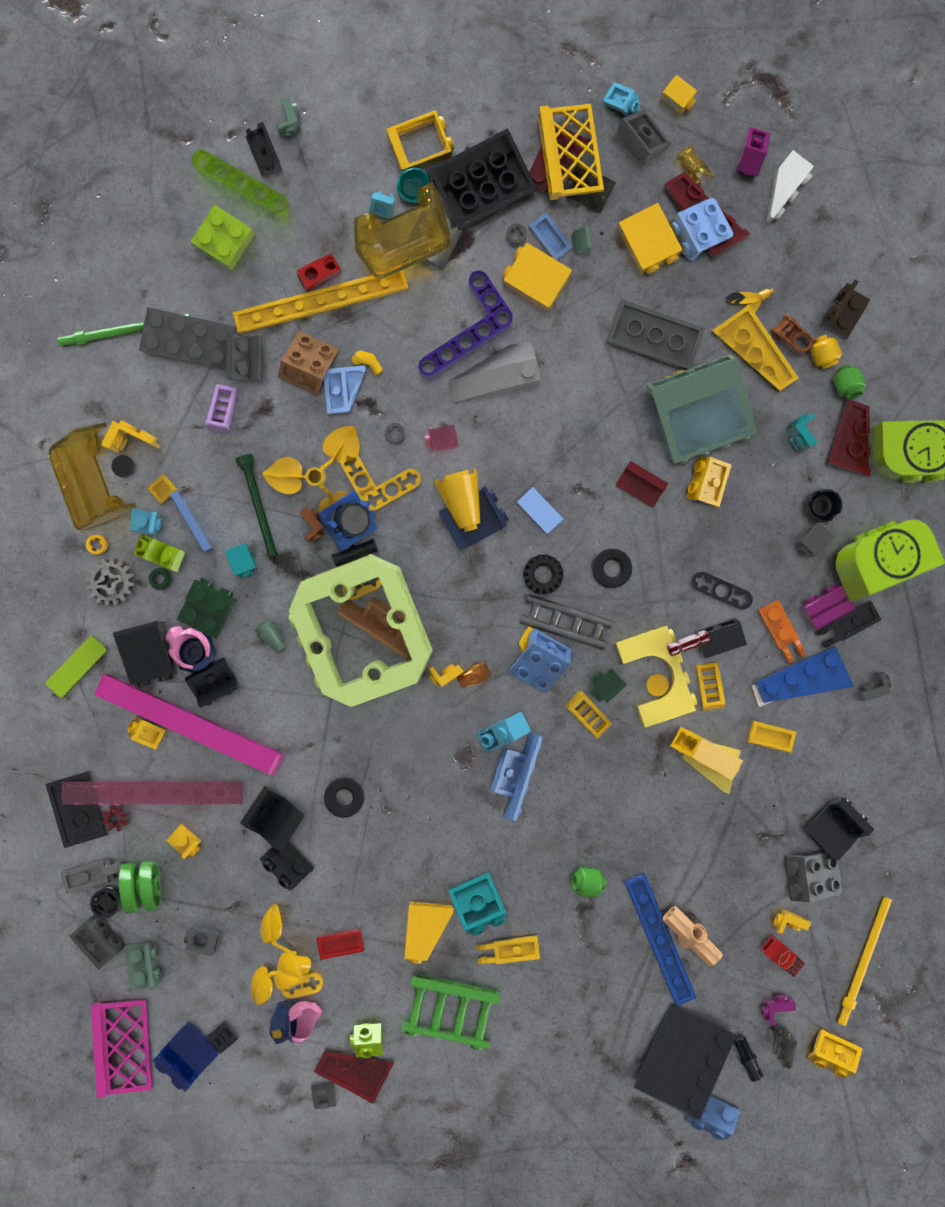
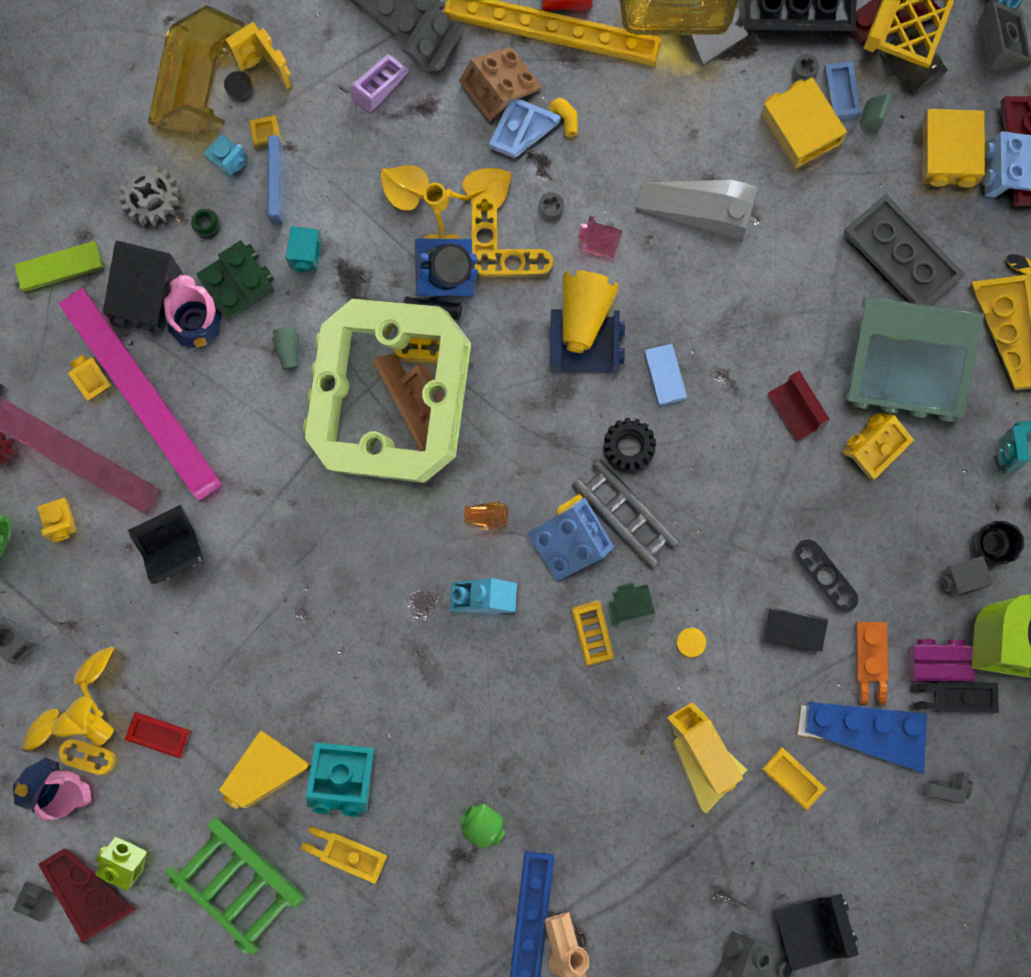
camera: 40 degrees right, 10 degrees down
(103, 542) = (157, 142): yellow bush -> none
(159, 552) = (220, 193): lime slope -> none
(212, 682) = (193, 361): black bracket -> none
(246, 464) = (370, 150): dark green piece -> none
(286, 865) = (151, 609): black bracket -> none
(313, 519) = (406, 261): dark orange bracket -> none
(343, 811) = (256, 553): black tyre -> none
(449, 672) = (458, 498): yellow bracket -> none
(471, 333) = (697, 142): dark purple beam -> none
(514, 775) = (467, 651): medium blue bracket -> none
(598, 568) = (717, 465): black tyre -> none
(677, 699) = (718, 596): light yellow arch -> none
(688, 643) = (753, 609): dark red axle -> none
(718, 685) = (743, 702): yellow slope -> none

